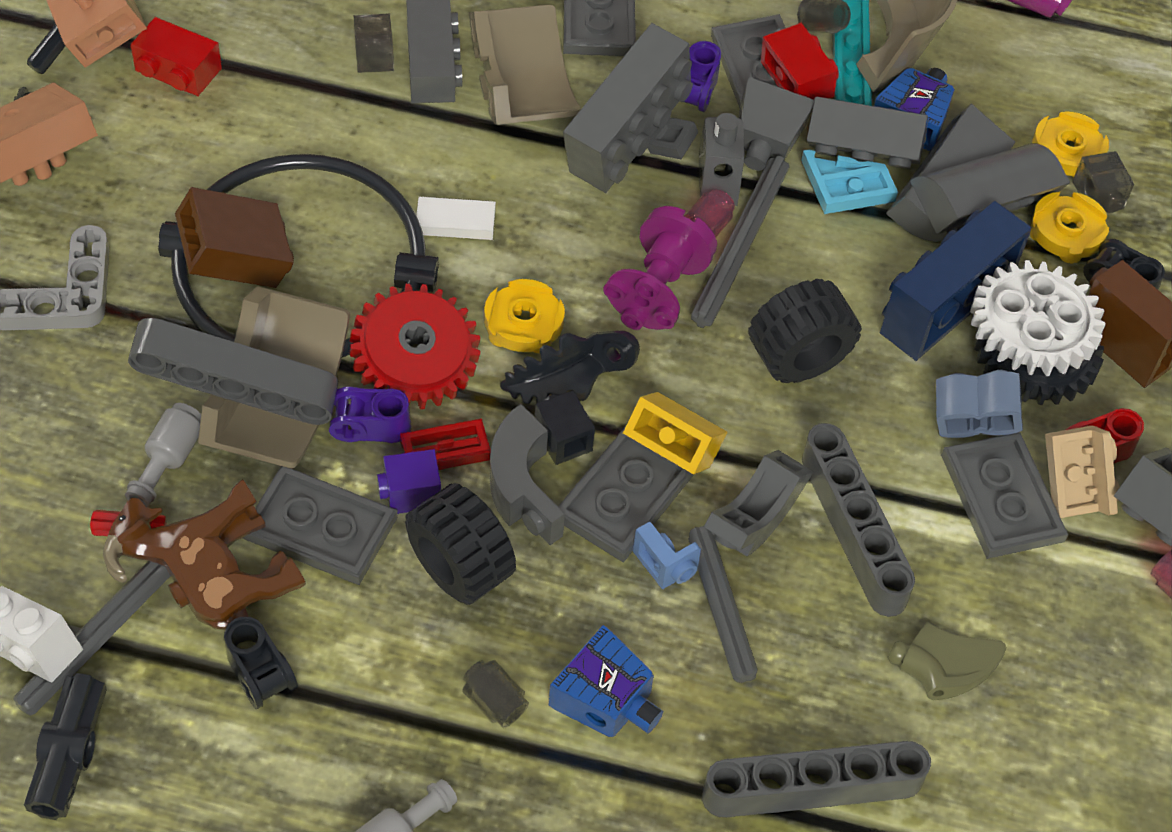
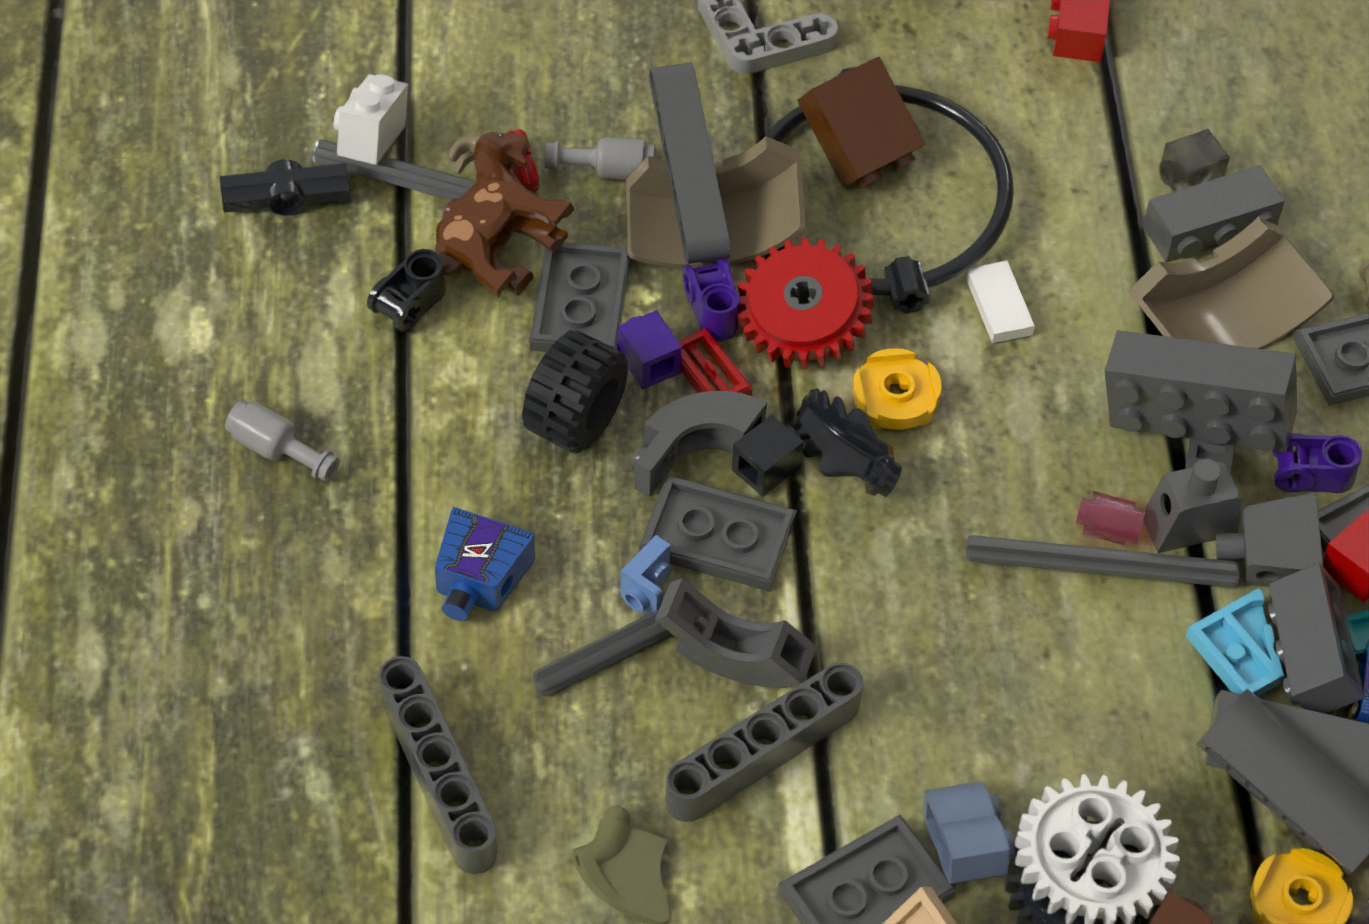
camera: 75 degrees right, 0 degrees up
(495, 693) = (442, 477): clear smoke brick -> none
(673, 248) = (1017, 483): magenta piece -> none
(675, 432) = (796, 547): yellow brick -> none
(804, 331) = (971, 626): black tyre -> none
(943, 283) = (1090, 738): dark blue brick -> none

